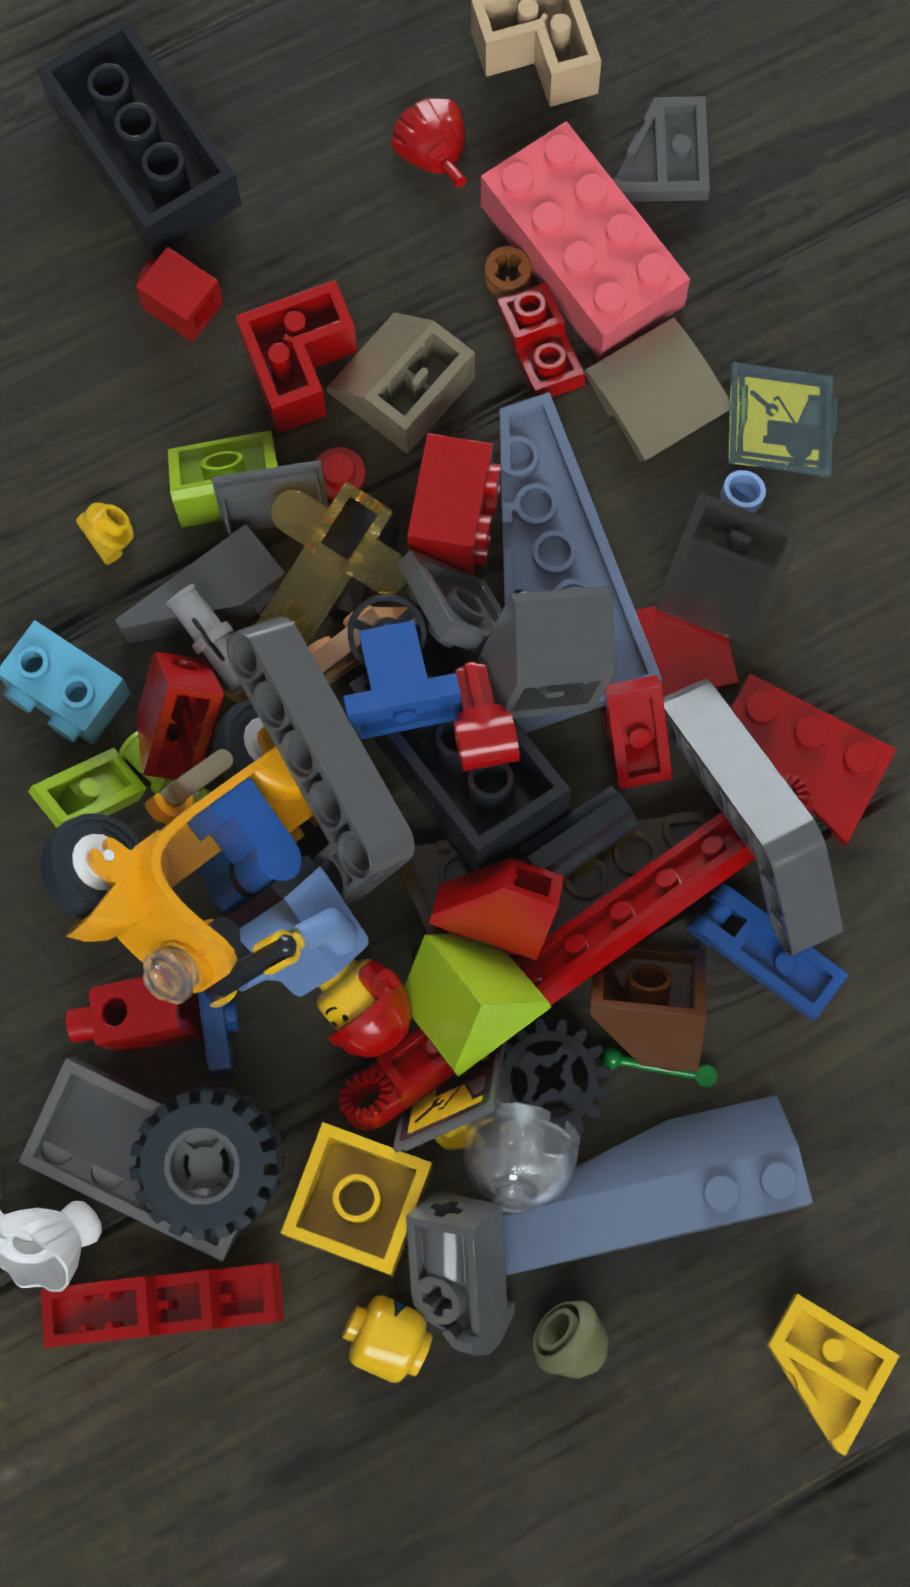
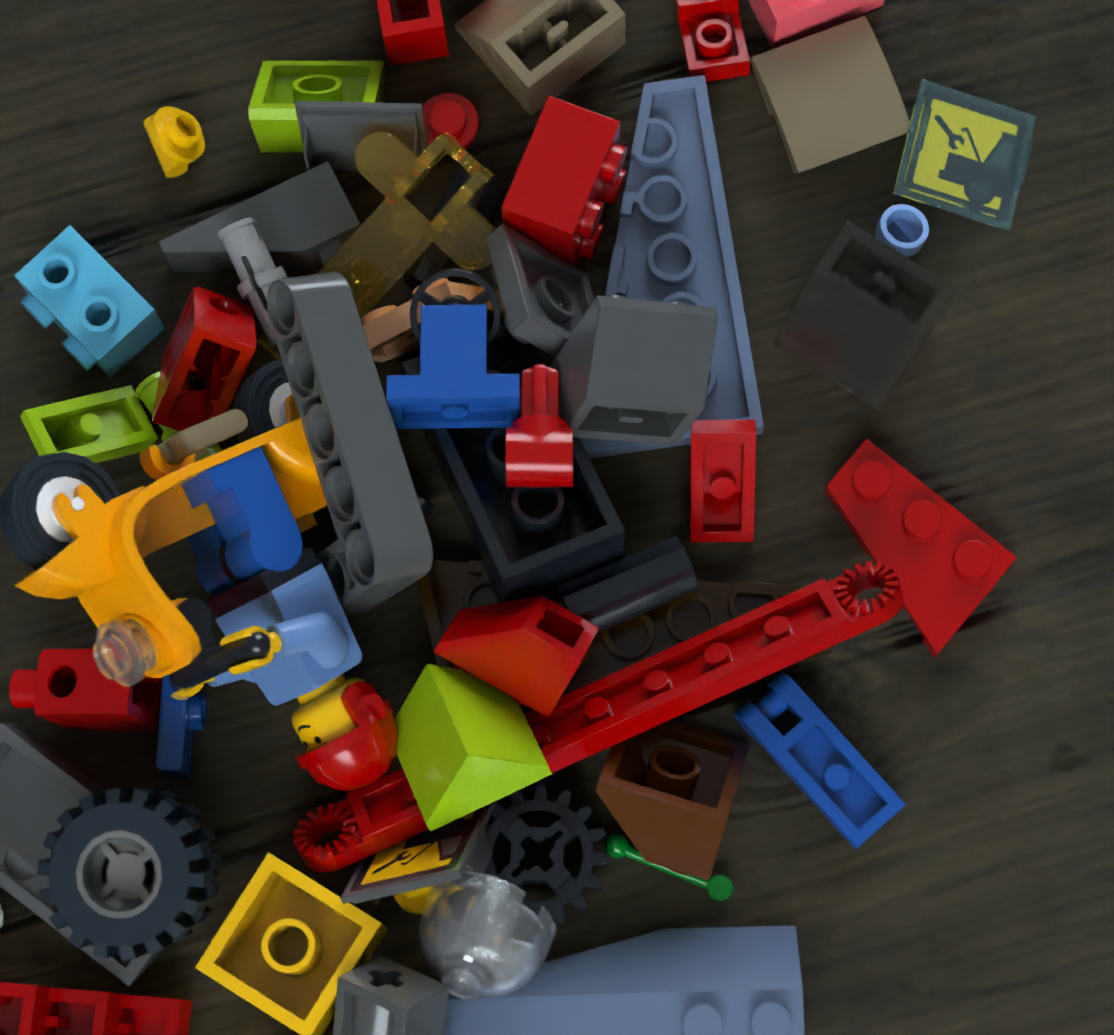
camera: 15 degrees right, 0 degrees up
(686, 652) = (798, 404): red piece -> none
(763, 813) = (838, 600): dark grey beam -> none

